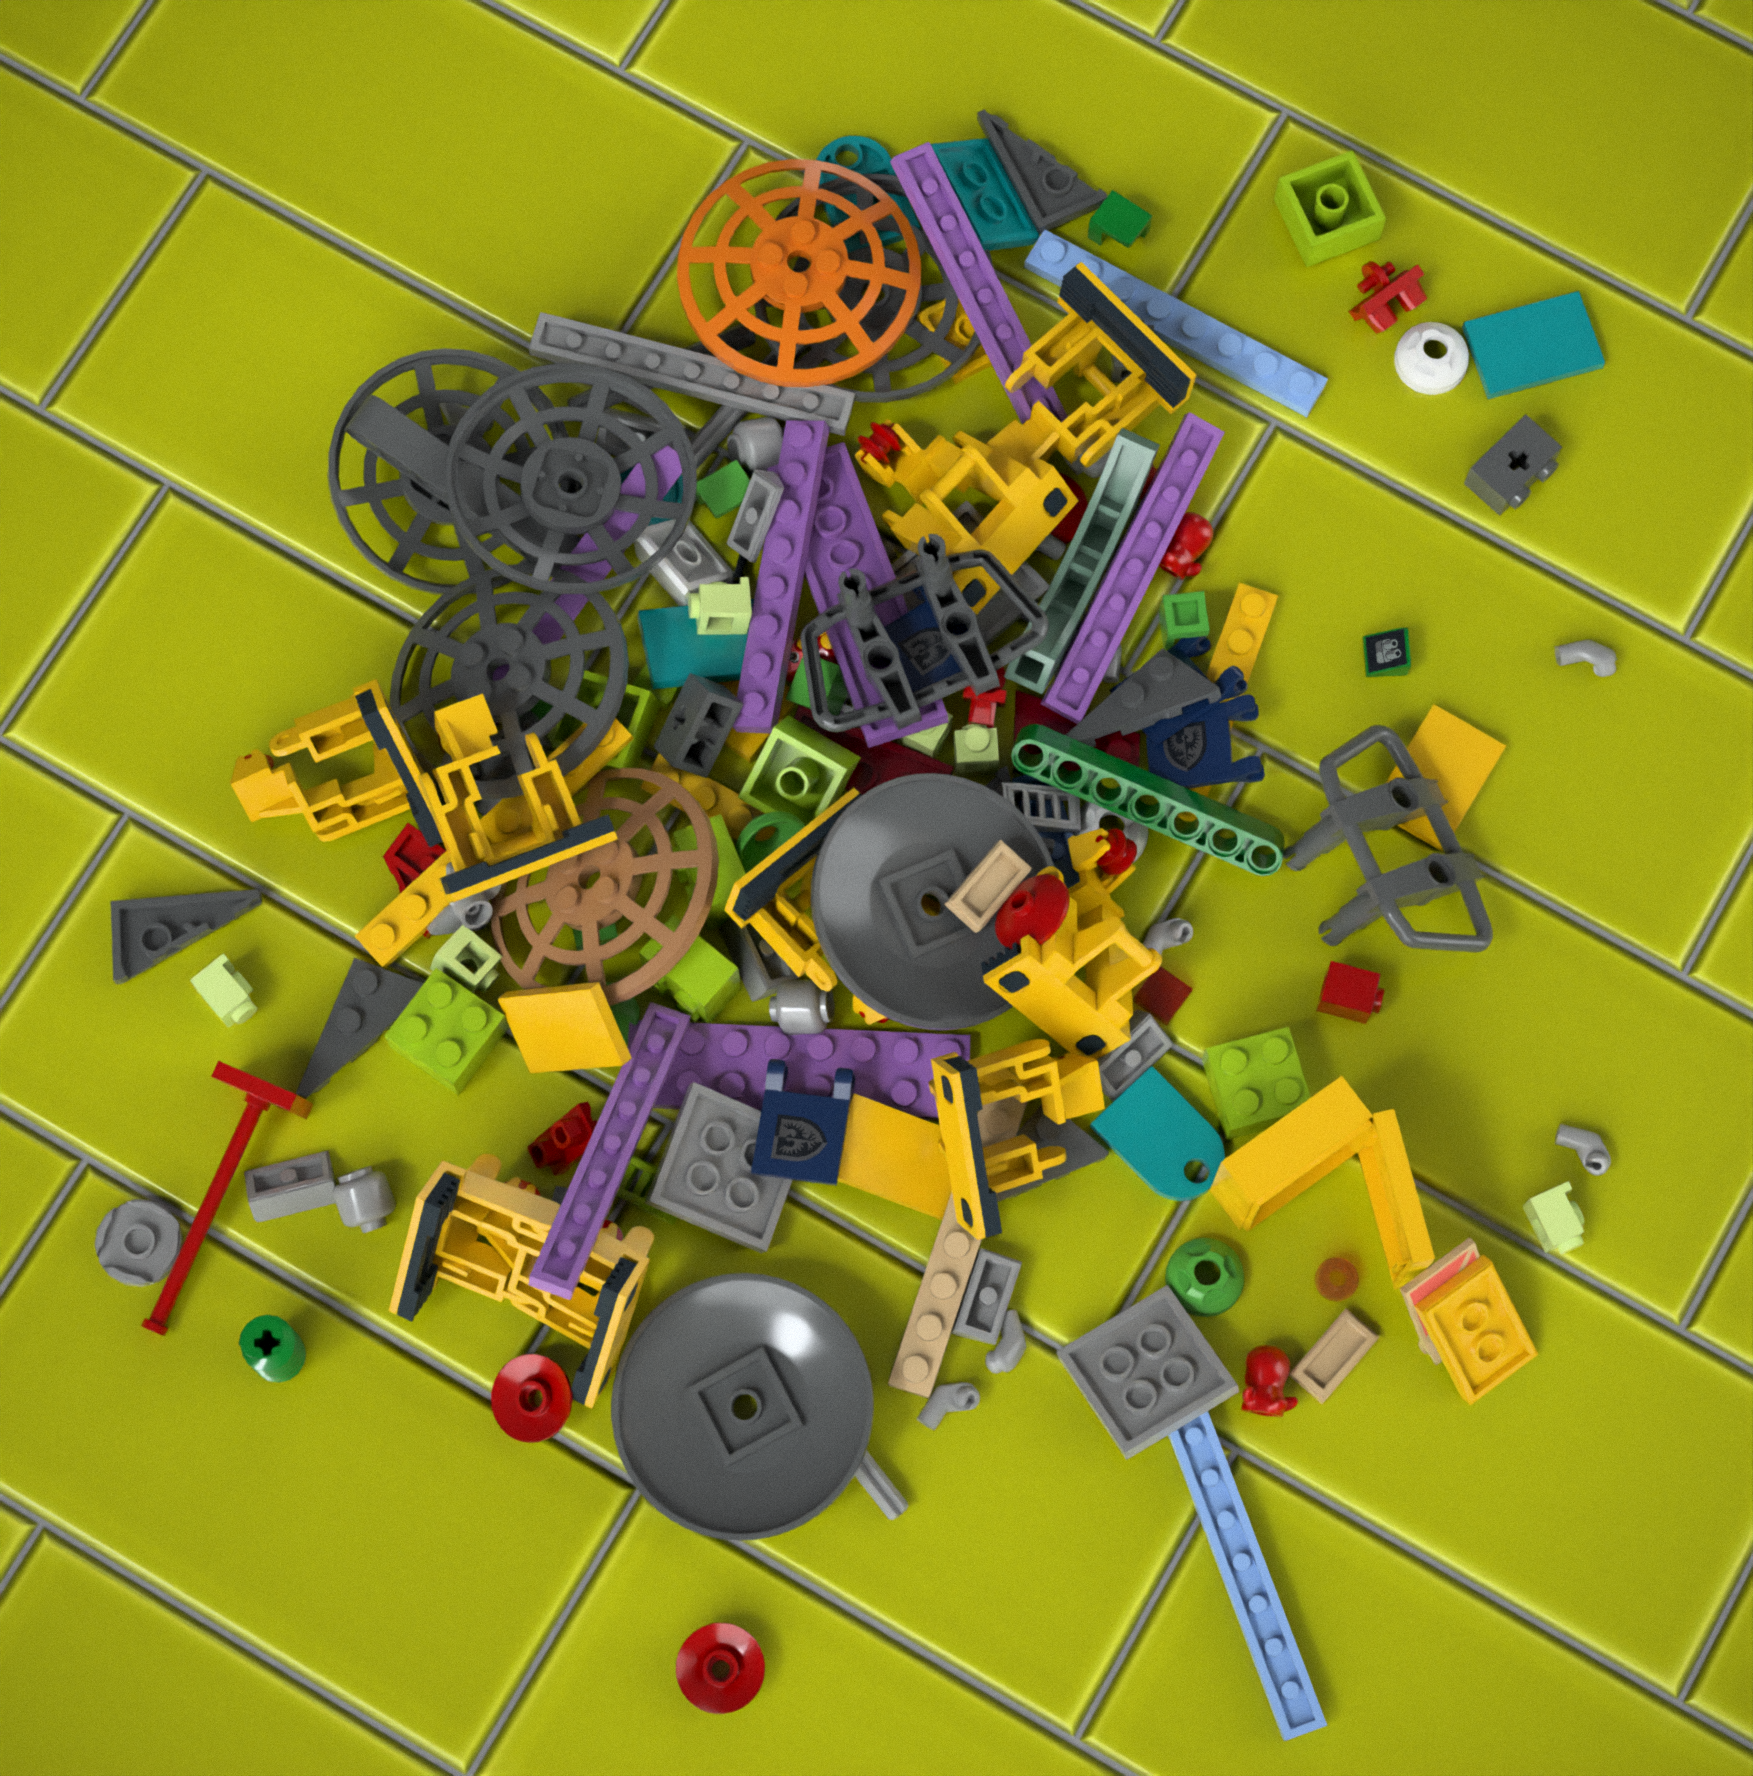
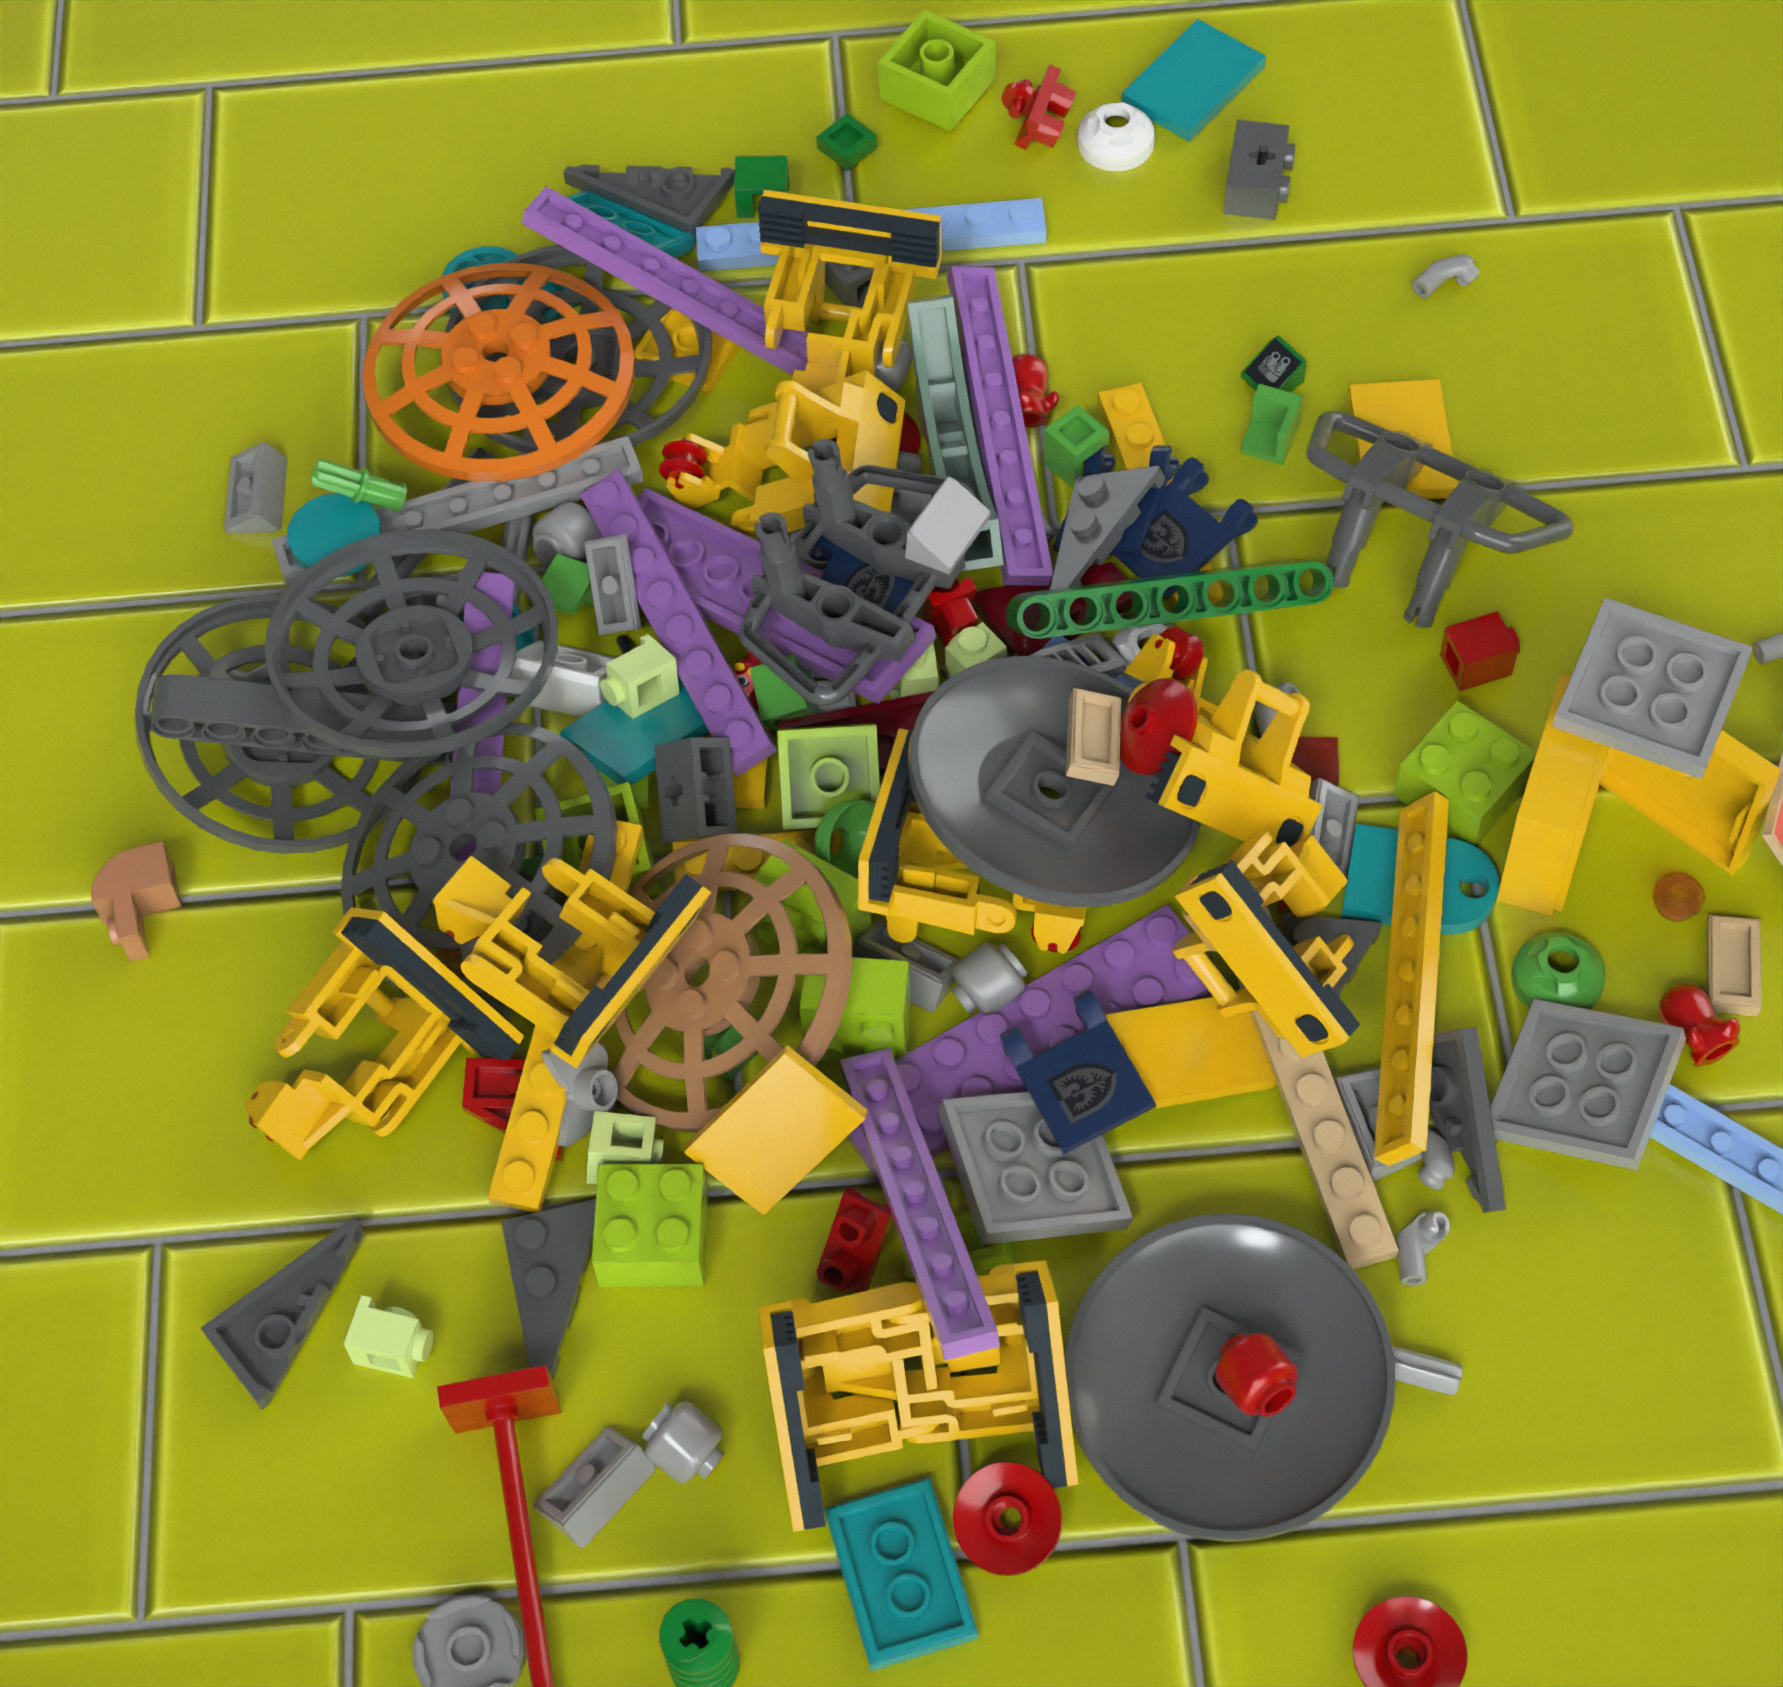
camera: 30 degrees left, 15 degrees down
(268, 531) = (131, 887): none -> nougat brick
(442, 1383) = (900, 1574): none -> teal tile
(567, 249) = (256, 490): none -> light grey slope
(585, 335) = (329, 525): none -> teal tile
(623, 315) = (359, 485): none -> bright green axle
(751, 1422) = (1256, 1374): none -> red head
(997, 653) = (946, 527): none -> slope
(1051, 1327) = (1463, 1112): none -> dark grey wing
(1087, 1213) = (1412, 981): none -> yellow plate
(1216, 225) = (846, 141): none -> green plate
(1347, 700) = (1273, 424): none -> bright green panel
(1390, 1135) = (1652, 687): none -> light grey plate

